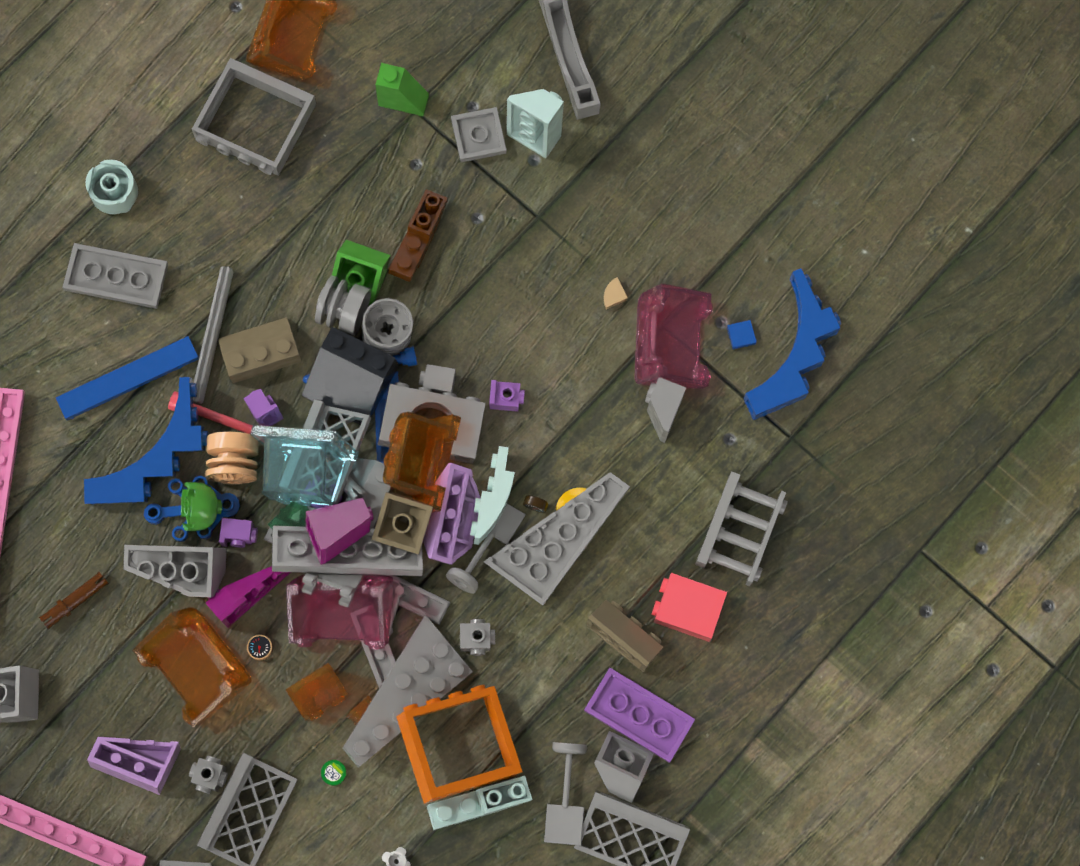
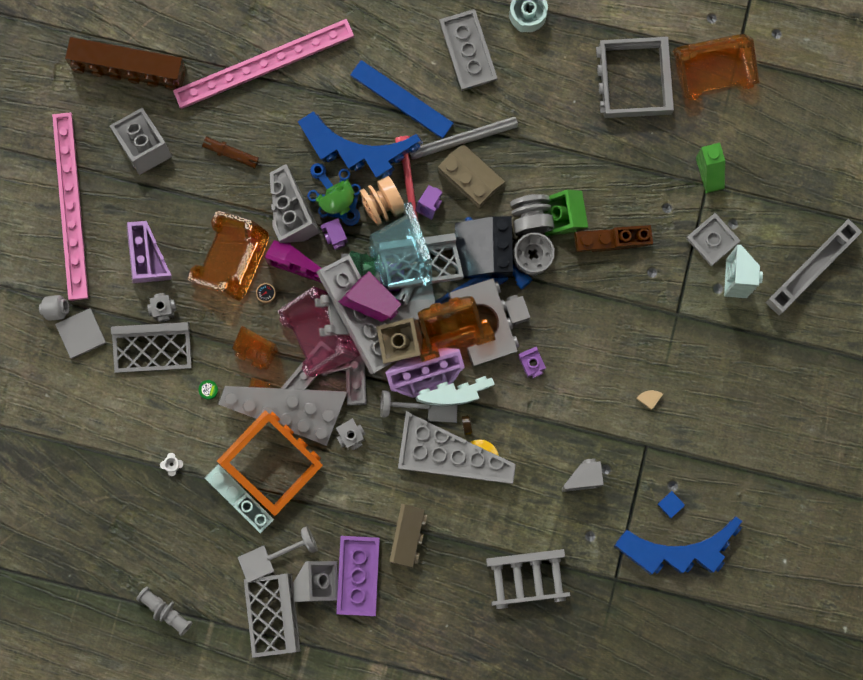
camera: 65 degrees right, 5 degrees up
(670, 336) = (639, 456): clear pink windscreen -> none
(689, 606) = (452, 570): coral brick -> none

